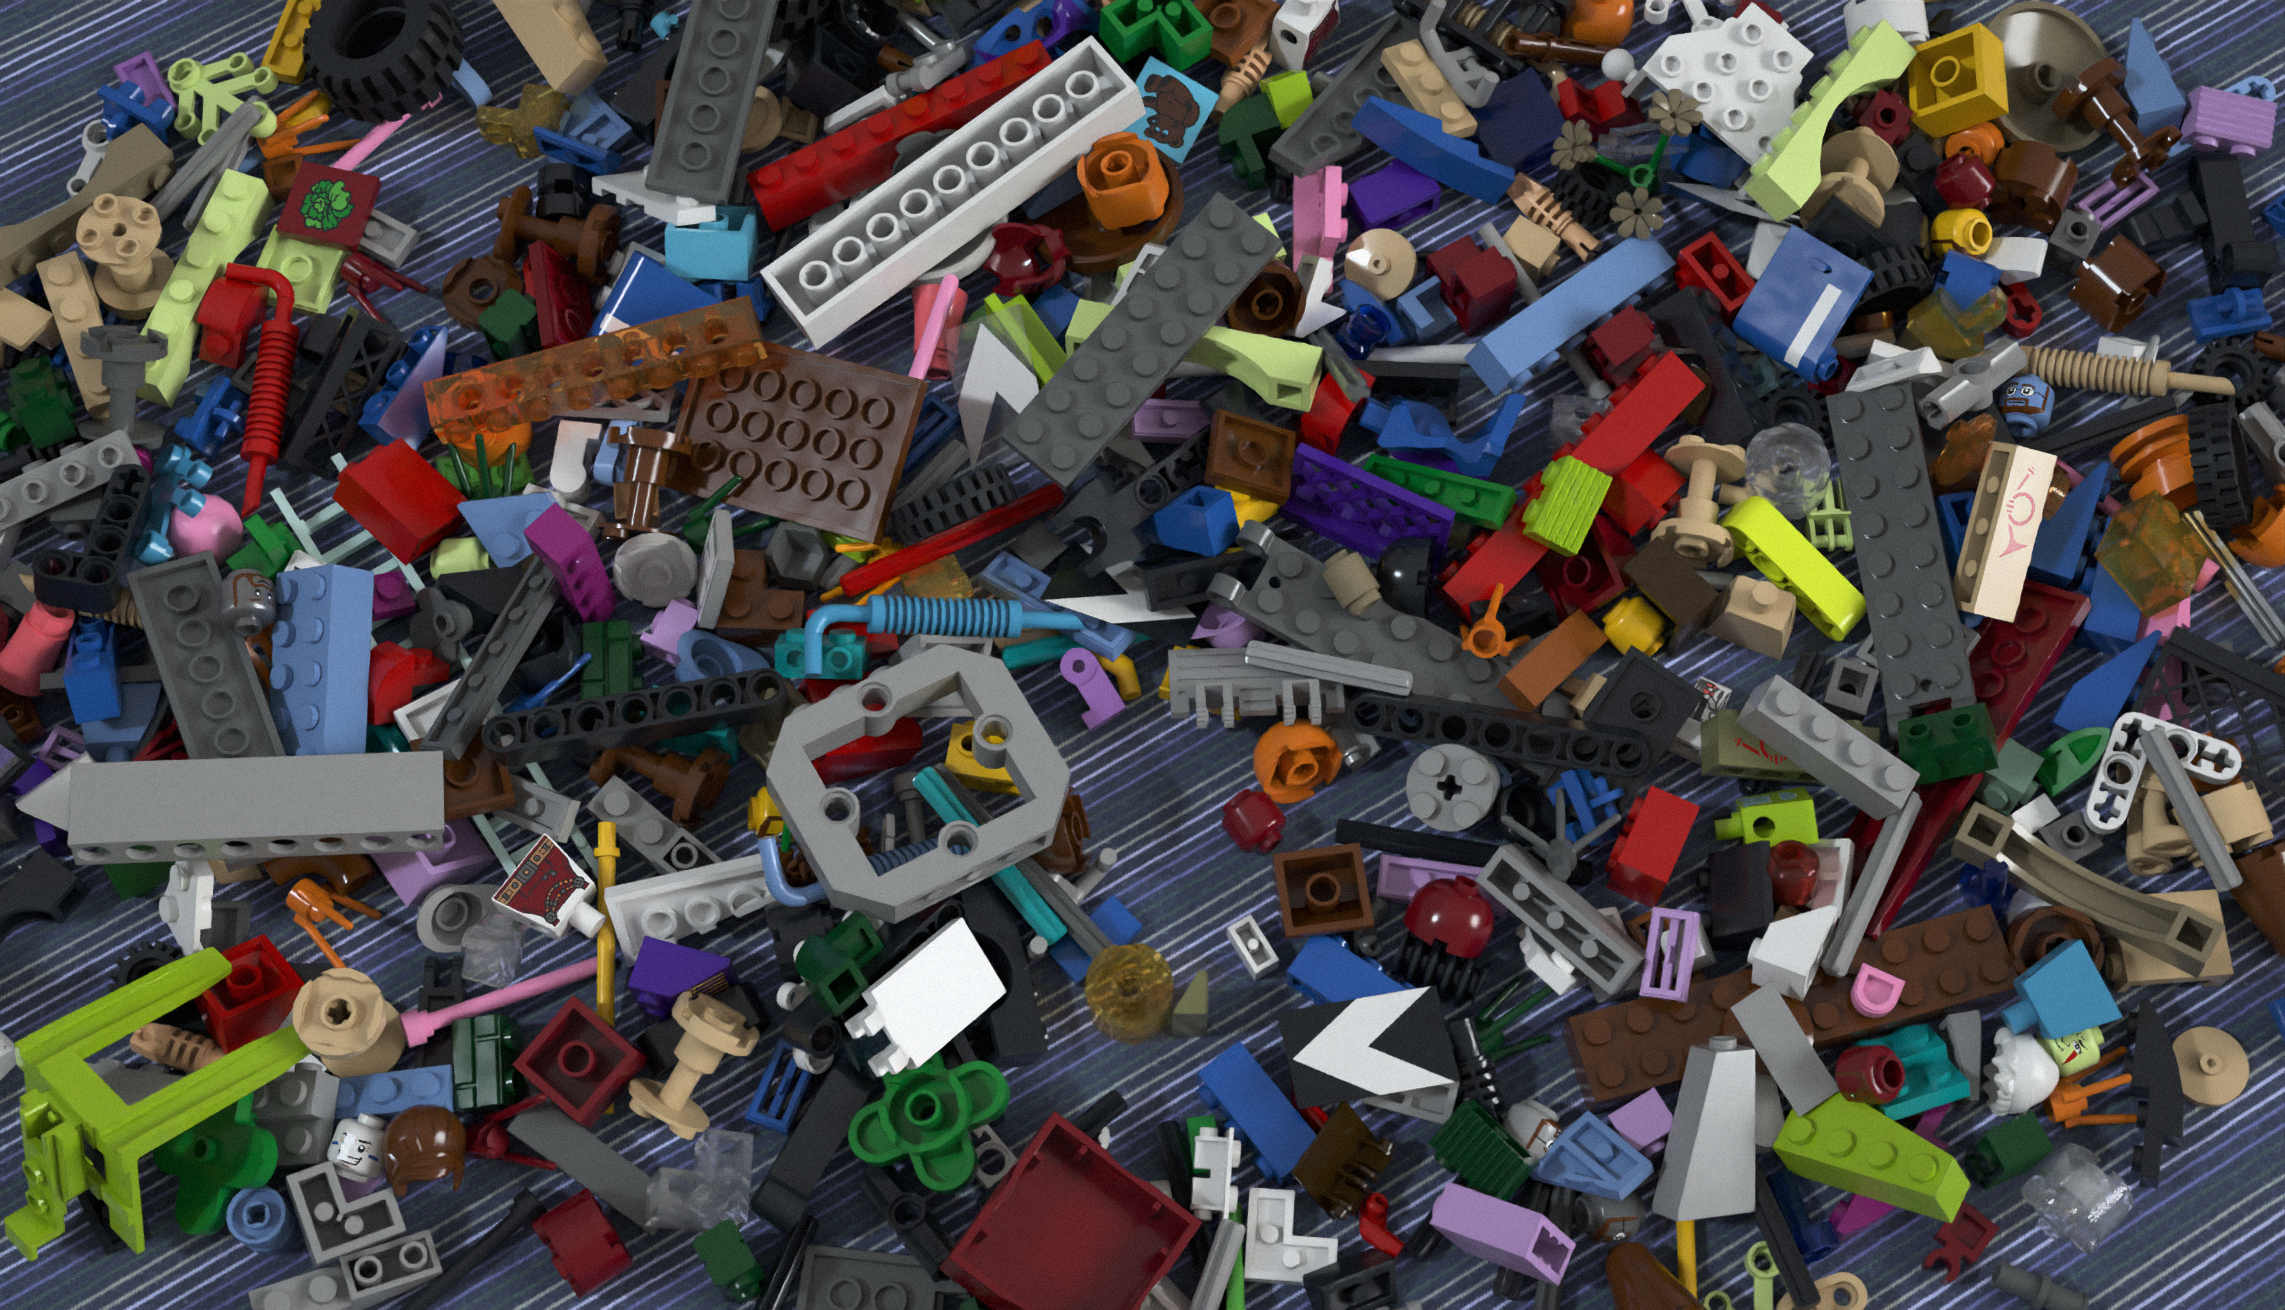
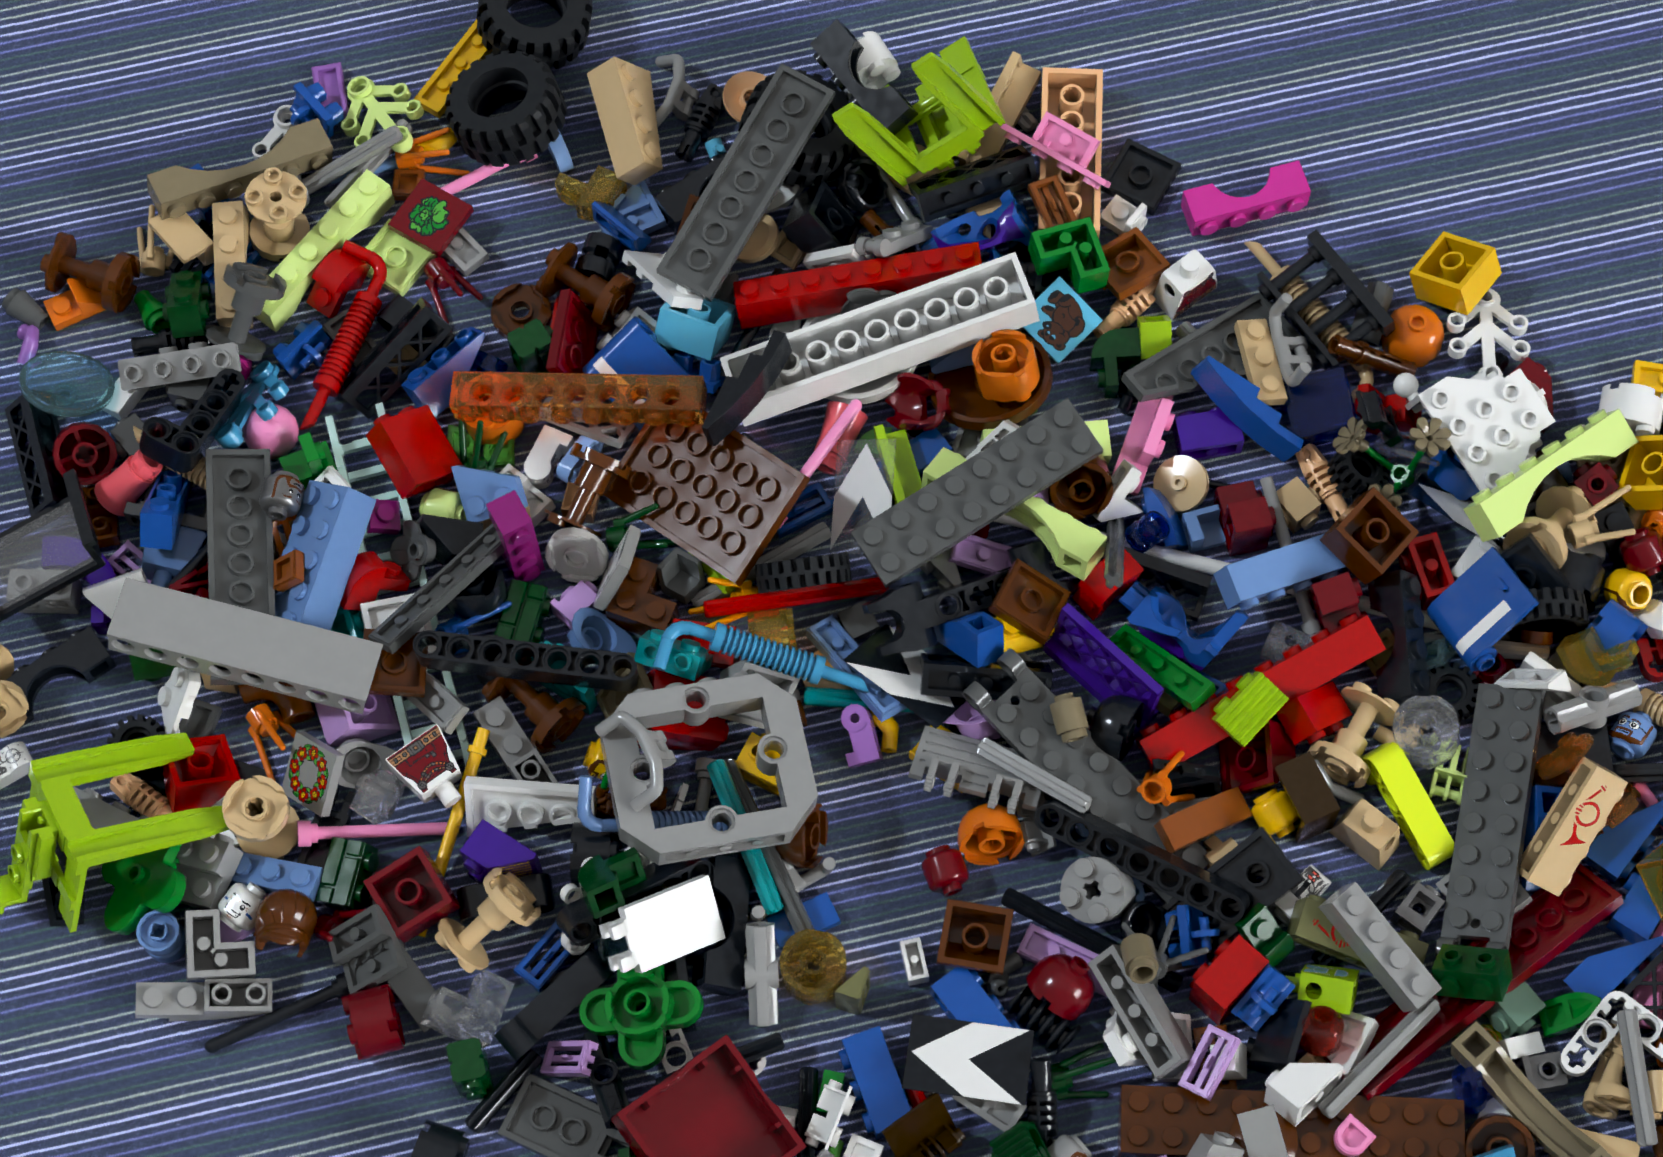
camera: 20 degrees right, 0 degrees up
(286, 695) = (288, 570): none -> dark orange tile
(400, 947) = (313, 773): none -> light grey tile
(545, 1151) = (367, 949): none -> dark grey slope
(807, 304) = (744, 393): none -> black slope
(843, 773) = (654, 748): none -> light grey piece
(875, 1205) = (582, 1060): none -> lavender tile
(1068, 1022) = (761, 973): none -> light grey piece
(1541, 851) = (1139, 958): none -> dark tan brick
(1597, 113) = (1379, 417): none -> black piece
(1638, 255) = (1369, 536): none -> reddish brown brick
(1680, 775) = (1265, 935): none -> dark green brick
(1705, 855) = (1262, 997): none -> blue hips
(1894, 177) = (1586, 532): none -> tan plant

